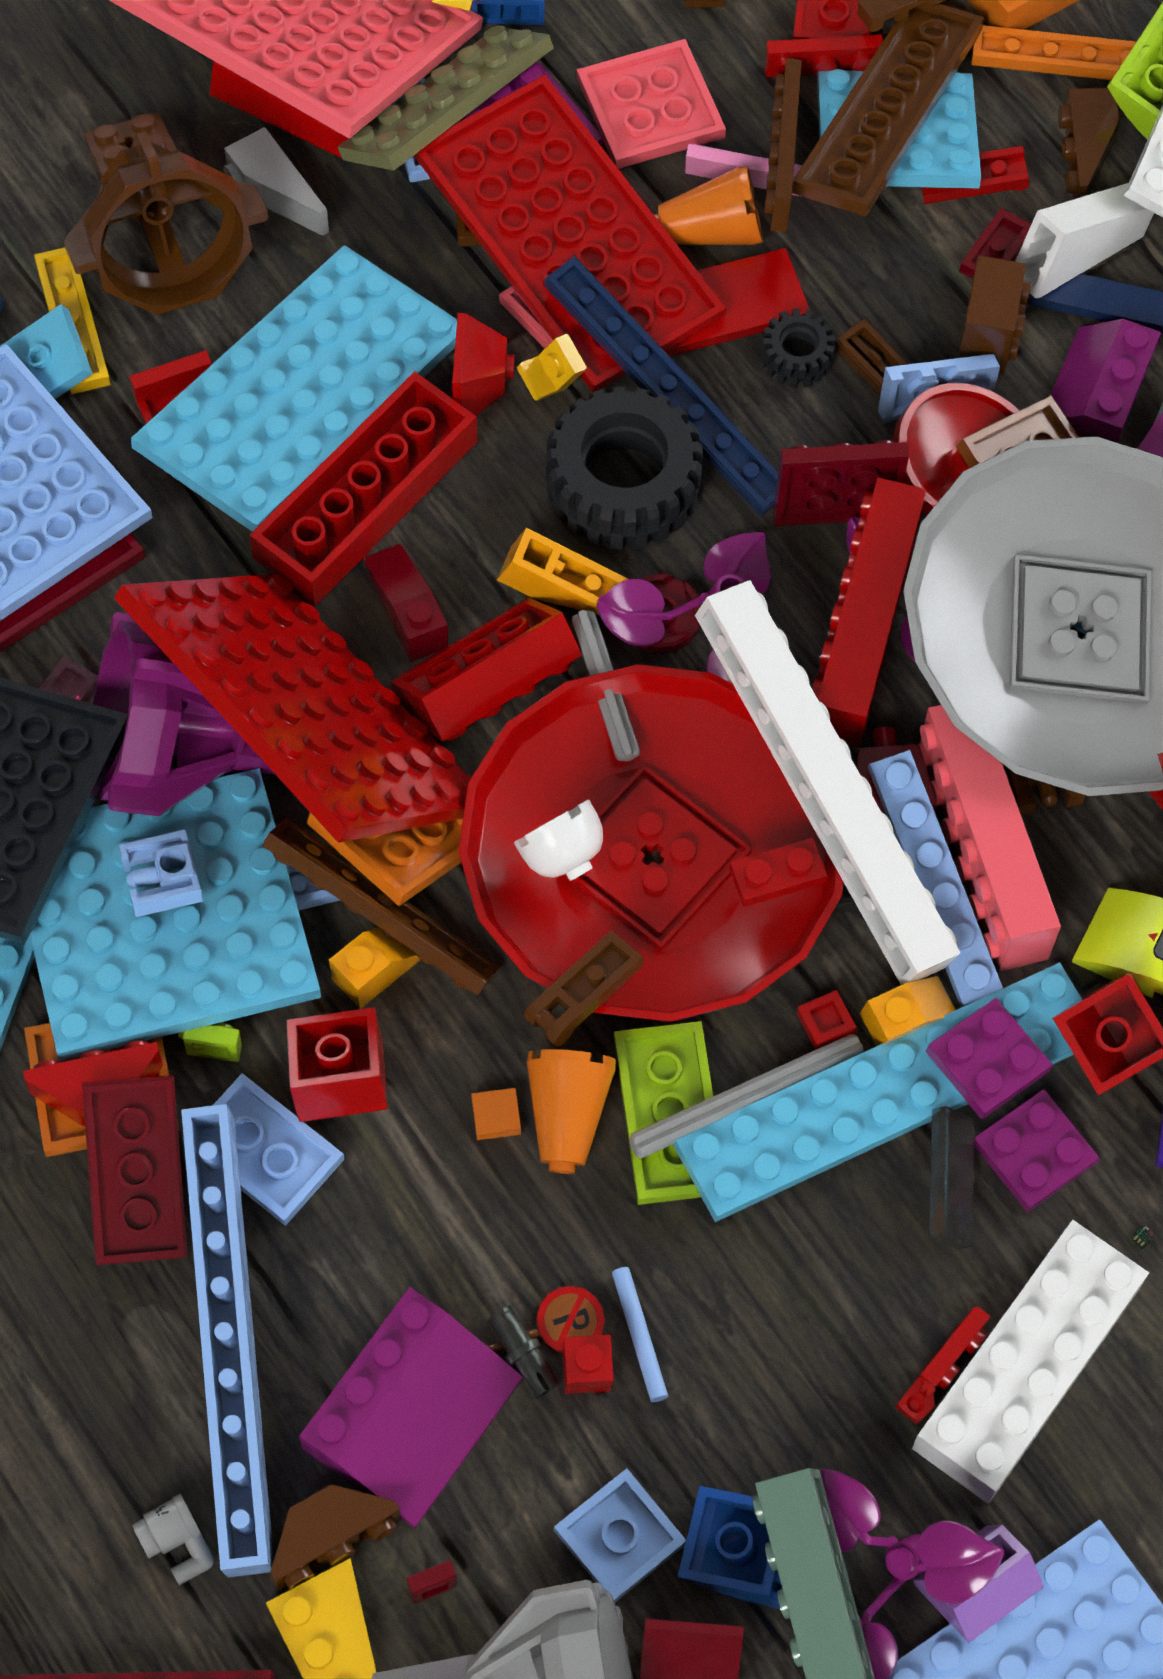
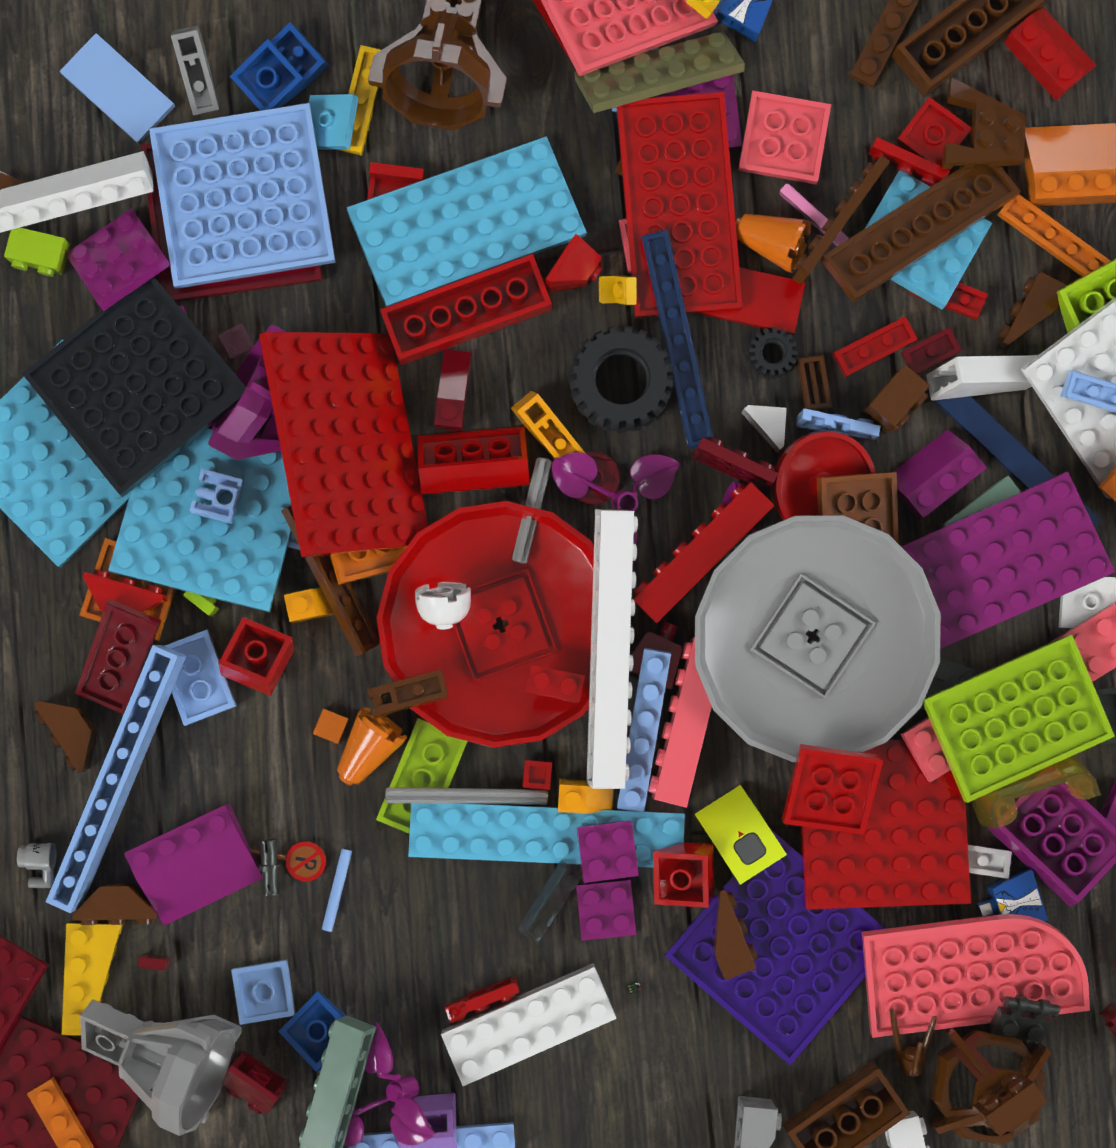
camera: 25 degrees right, 20 degrees up
(116, 1317) = (69, 730): none -> reddish brown slope
(263, 164) = (527, 68): light grey slope -> none
(587, 1364) = (296, 894): red brick -> none
(844, 422) = (769, 423): none -> white slope
(923, 277) = (875, 346): none -> red plate

